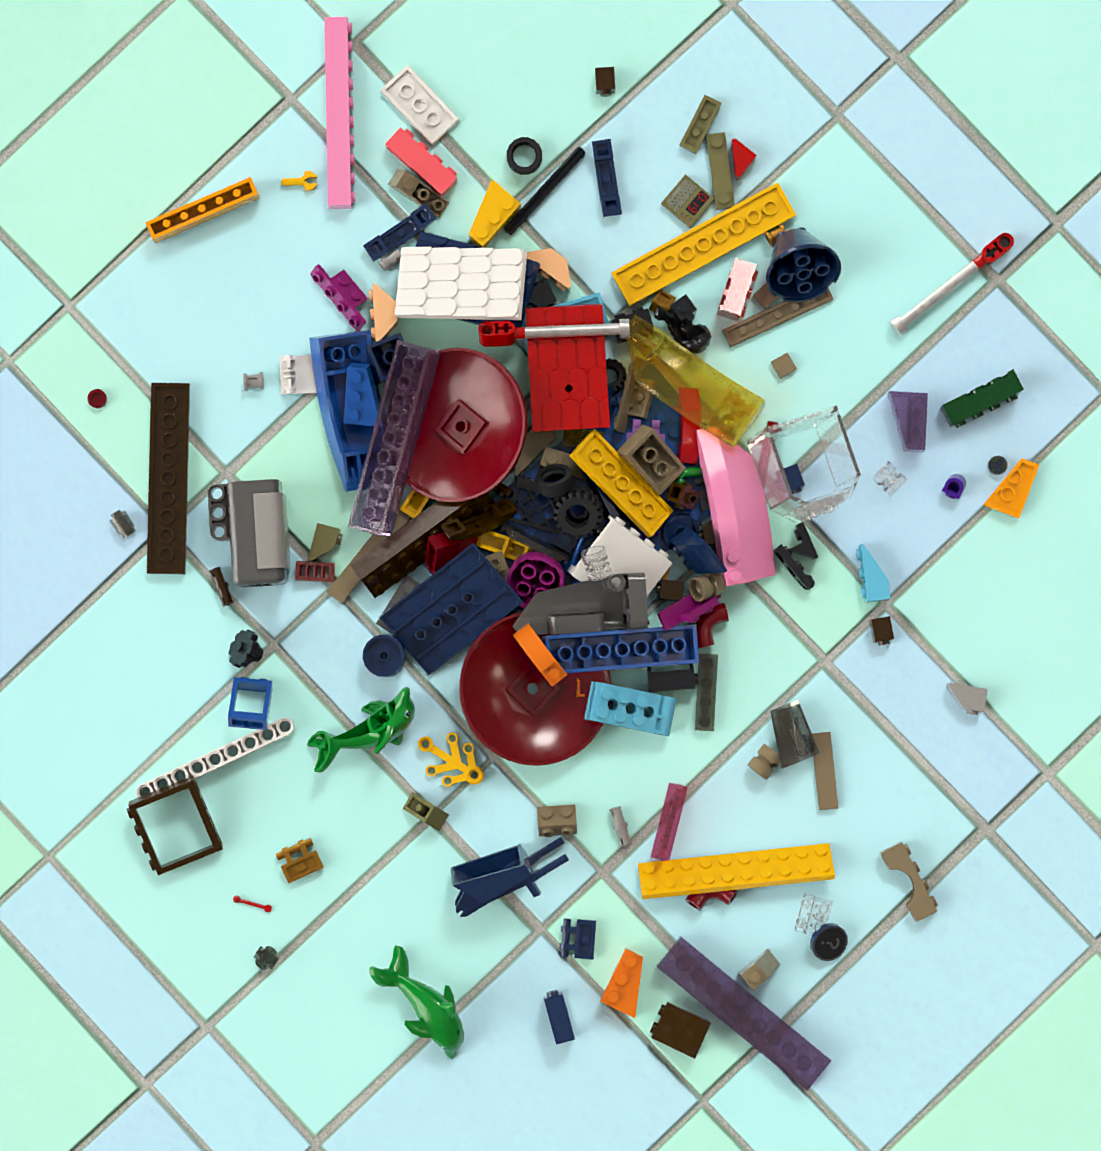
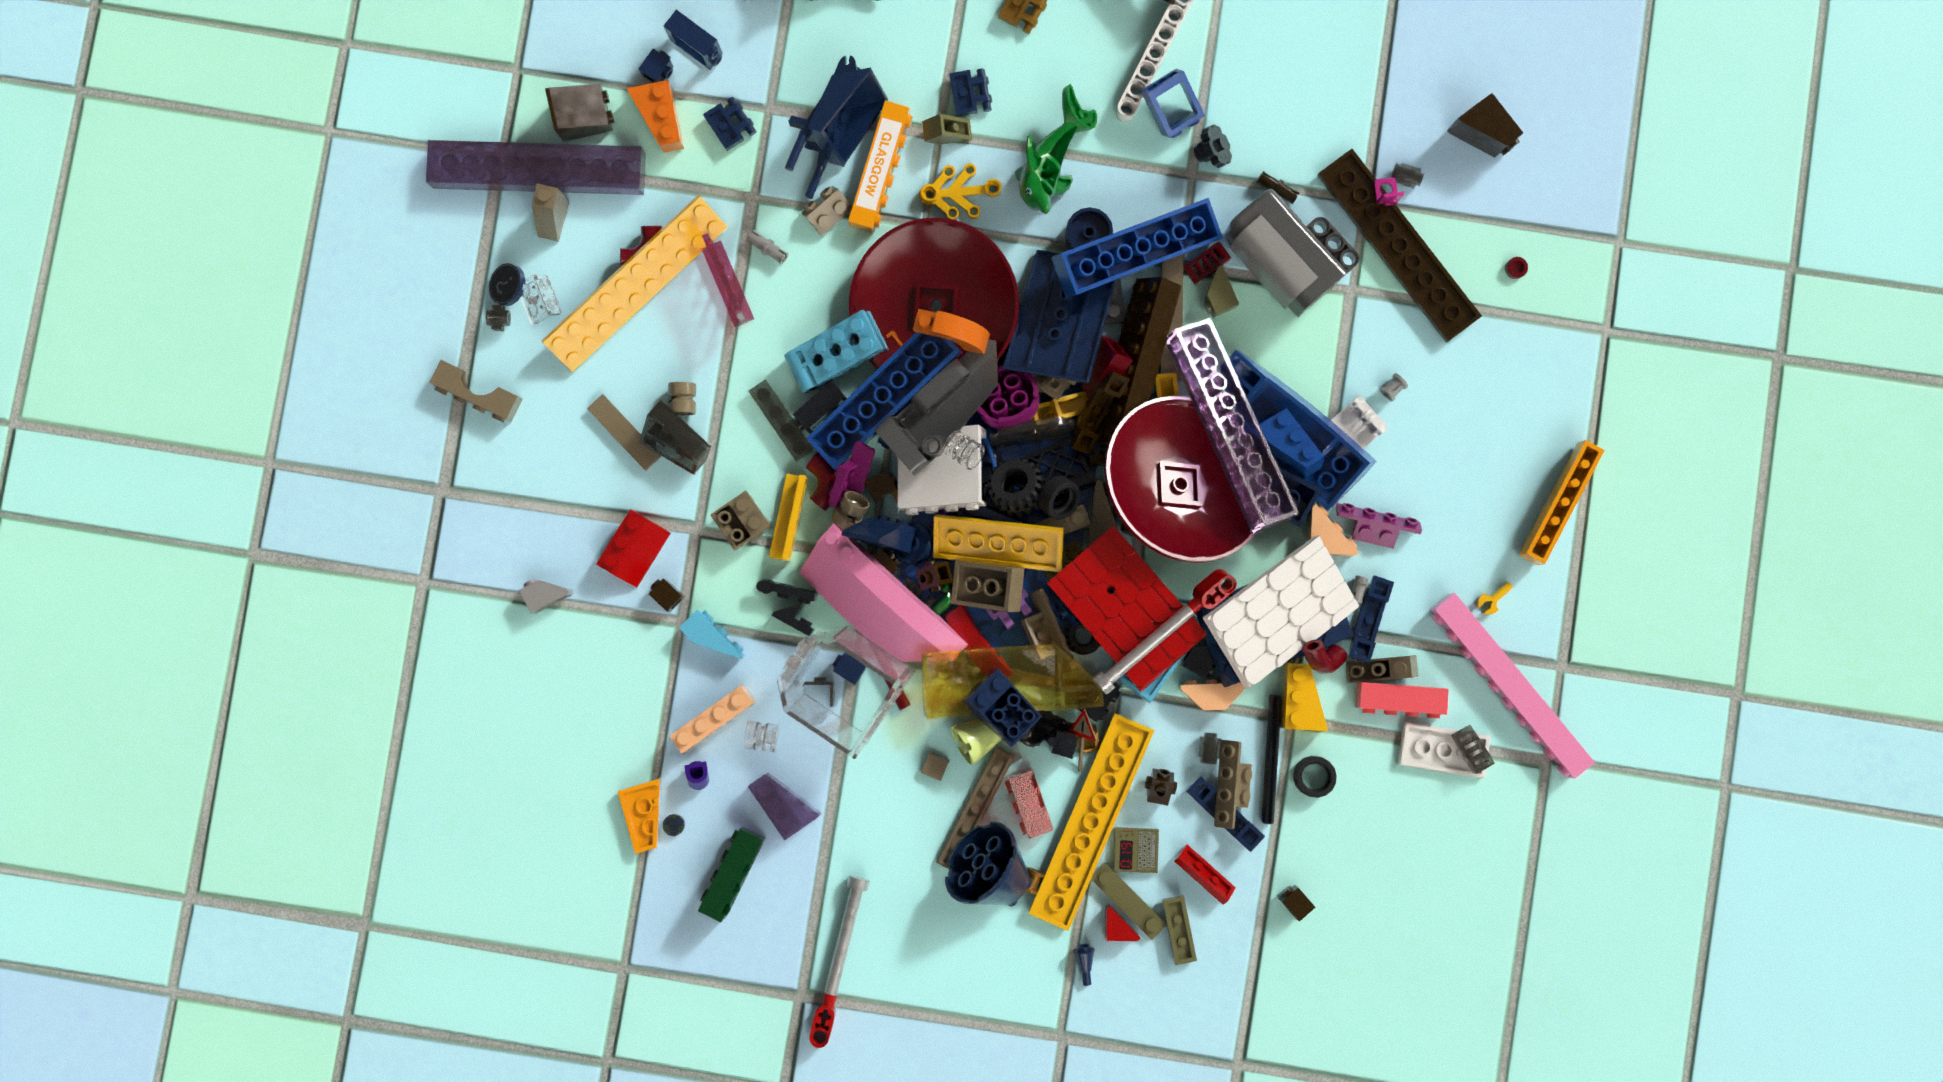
camera: 145 degrees right, 0 degrees up
(39, 512) = (1487, 127): none -> dark brown slope
(151, 515) = (1389, 198): none -> dark pink bracket
(360, 615) = (1136, 248): none -> blue brick
(392, 829) = (963, 92): none -> dark blue plate
(406, 74) = (1478, 746): none -> clear smoke slope
(456, 228) = (1324, 660): none -> dark red cylinder
(495, 822) = (879, 167): none -> light orange brick
(582, 230) = (1209, 748): none -> clear smoke brick
(586, 193) = (1232, 784): none -> dark tan bracket
(599, 1020) = (656, 66): none -> dark blue brick
(637, 230) = (1160, 786): none -> dark brown brick
(653, 148) = (1205, 874): none -> red plate
(660, 309) = (1083, 728): none -> piece
(706, 367) = (1001, 707): none -> dark blue slope
(735, 361) = (974, 739): none -> yellowish green cone
(753, 619) = (788, 517): none -> yellow fence
(764, 297) = (999, 814): dark tan tile -> none
(780, 155) = (1084, 955): none -> dark blue cone
(789, 641) = (741, 520): none -> dark tan slope
(817, 484) = (823, 681): none -> clear smoke bracket
(853, 922) = (498, 317): none -> clear smoke gear
(880, 680) = (633, 548): none -> red slope
(914, 517) = (712, 719): none -> light nougat brick

